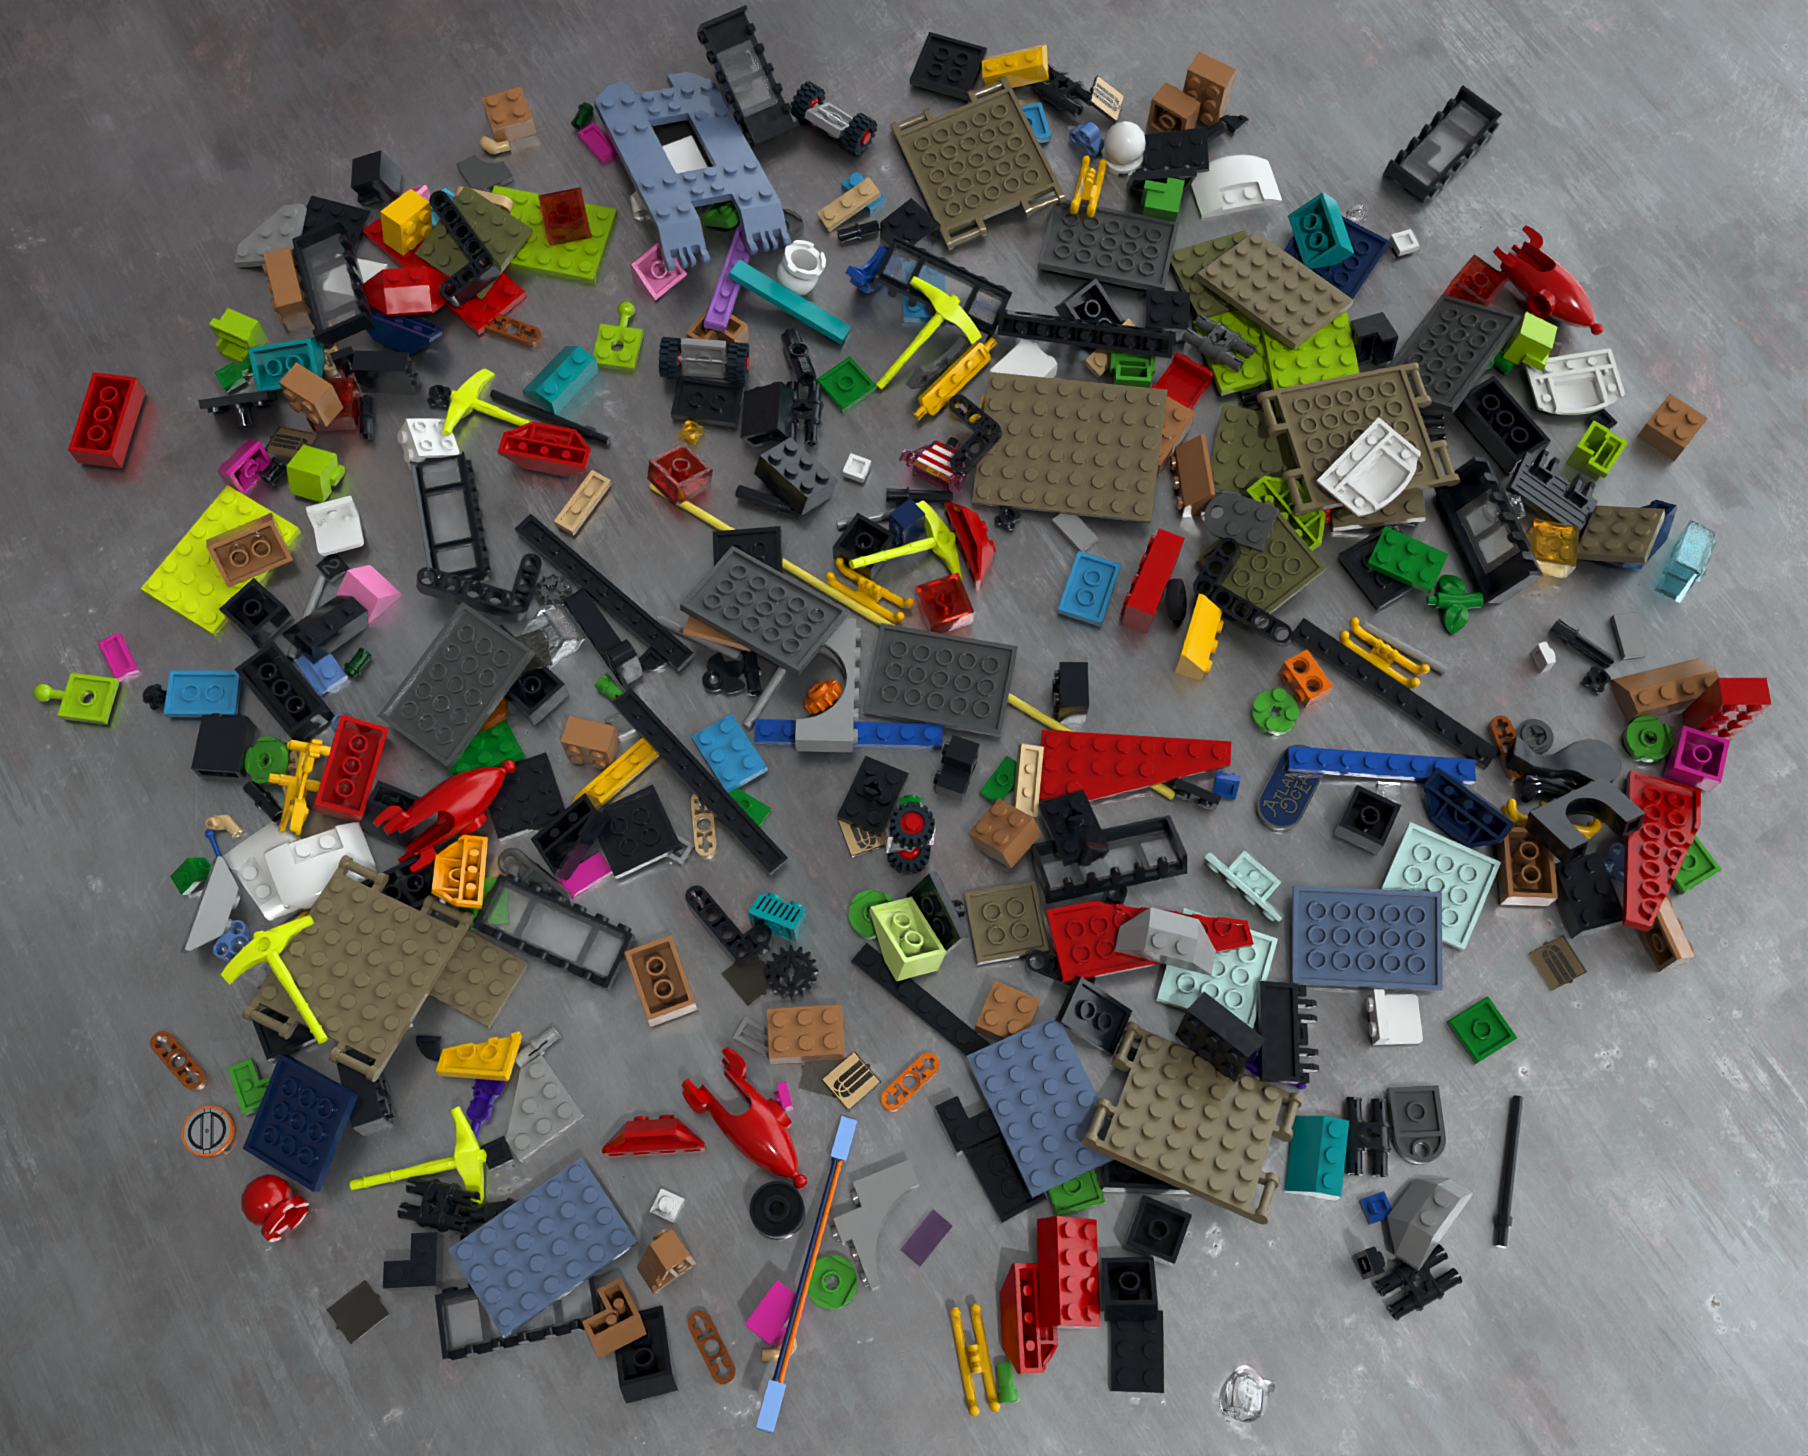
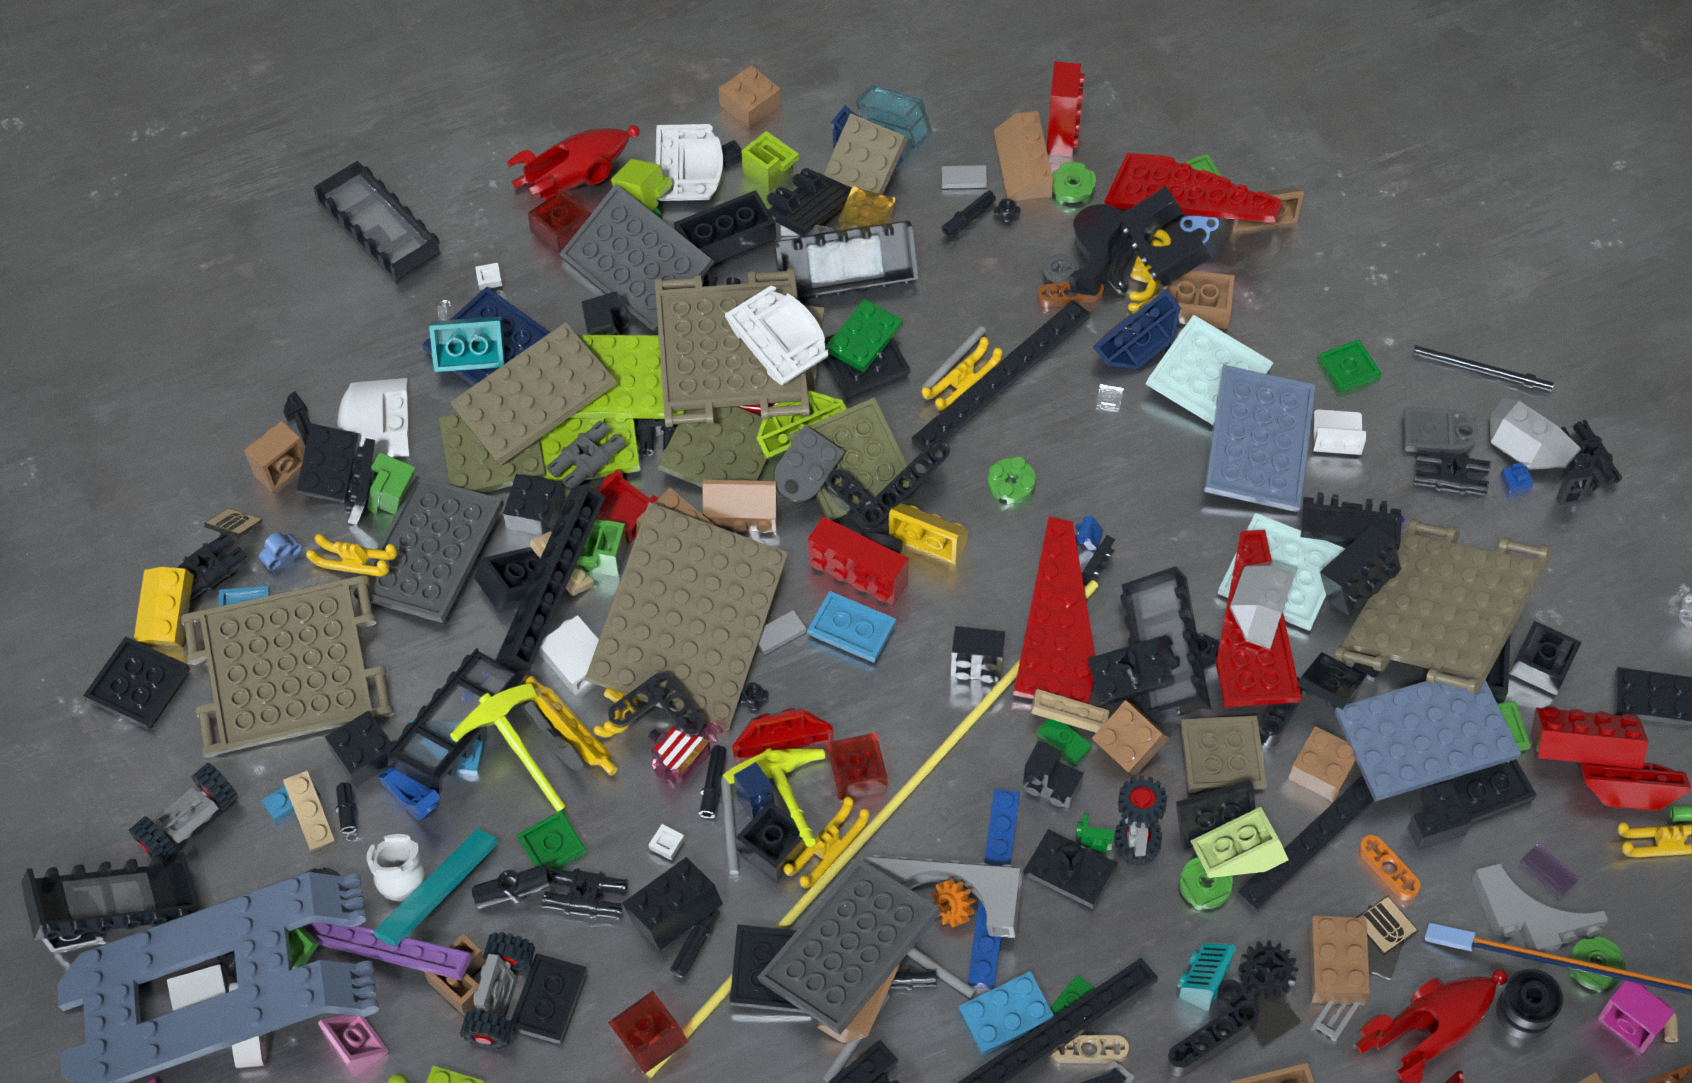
camera: 80 degrees left, 10 degrees down
(691, 426) = (585, 1014): clear yellow plate -> none
(725, 672) = (908, 1009): black plate -> none
(766, 414) = (584, 927): black brick -> none
(782, 1096) = (1404, 989): dark pink plate -> none
(860, 841) = (1119, 889): piece -> none
(940, 679) = (944, 783): dark grey plate -> none
(1124, 148) = (307, 512): white tile -> none
(1129, 1289) = (1603, 685): black brick -> none
(1211, 85) = (257, 410): medium nougat brick -> none
(1252, 879) = (1191, 525): light aqua bracket -> none
(1285, 795) = (1094, 480): tile -> none
(1311, 676) = (979, 441): orange brick -> none
(1317, 1157) = (1475, 511): teal slope -> none
(1367, 819) = (1139, 416): black brick -> none
(1376, 764) = (1079, 401): blue plate -> none
(1454, 602) = (911, 306): green plant -> none
(1543, 657) = (980, 245): white plate -> none
(1557, 962) = (1286, 296): clear smoke piece -> none
(1587, 896) = (1235, 254): black brick -> none
(1697, 758) = (1100, 147): dark pink brick -> none

